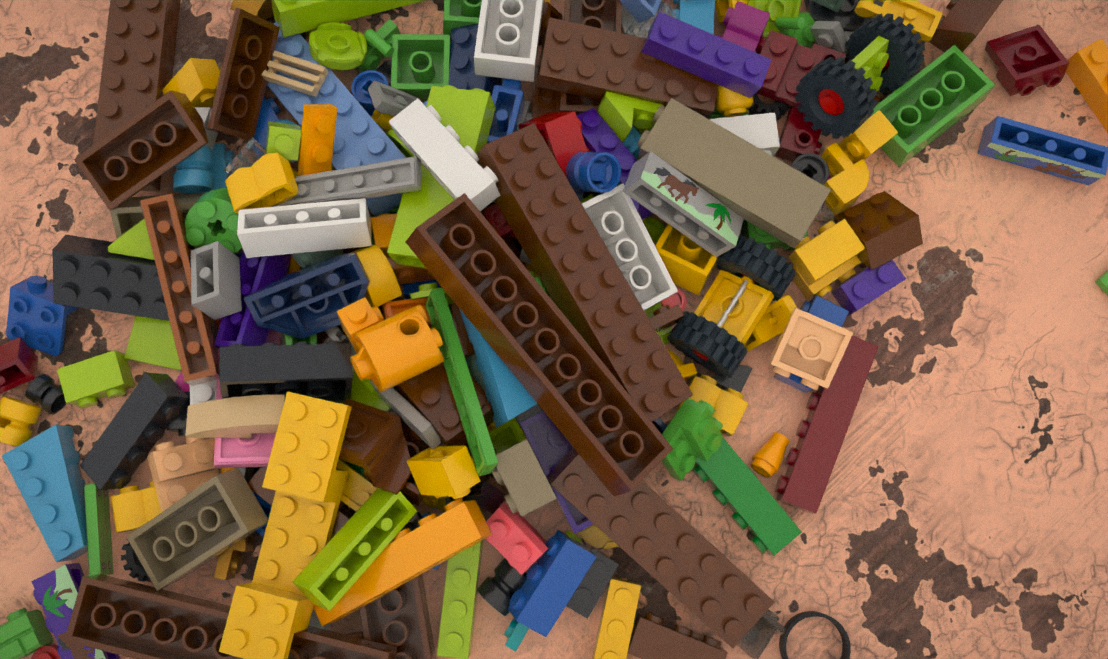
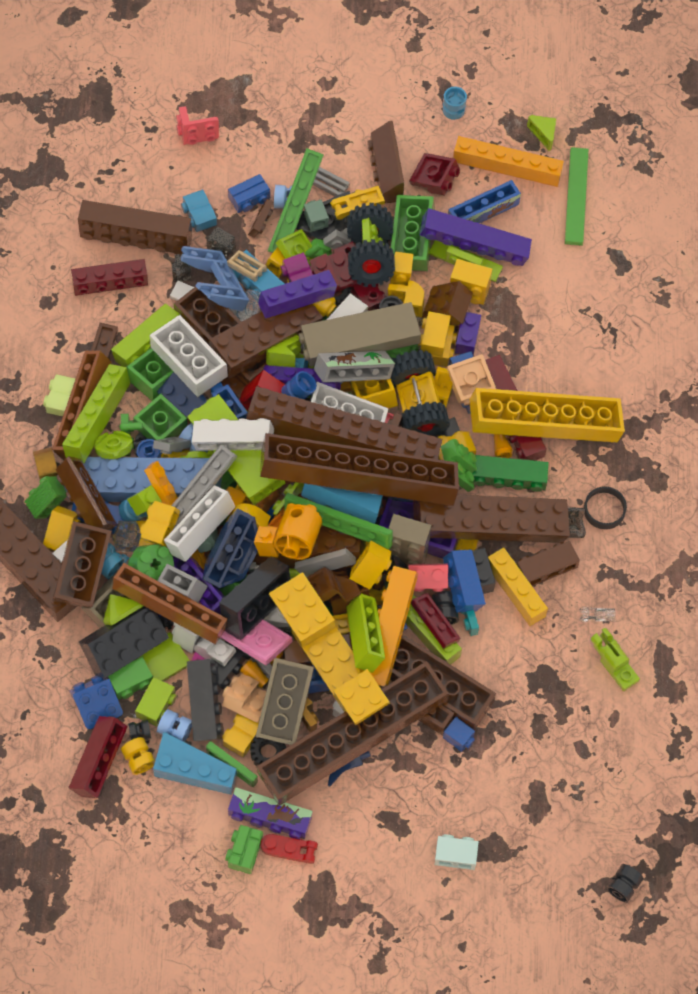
camera: 50 degrees left, 15 degrees down
(83, 425) = (168, 724): none -> light blue wheel
(102, 327) = (131, 678): none -> bright green brick
(211, 38) = (45, 497): none -> bright green brick
(234, 417) = (254, 632): tan slope -> none
(301, 64) = (109, 469): tan tile -> none
(468, 599) = (435, 620): none -> dark red tile
(856, 478) = (546, 415): none -> yellow brick
(941, 226) = (474, 277): none -> yellow brick
(957, 195) = (451, 253): none -> lime bracket
(995, 178) = (475, 237): none -> dark purple brick

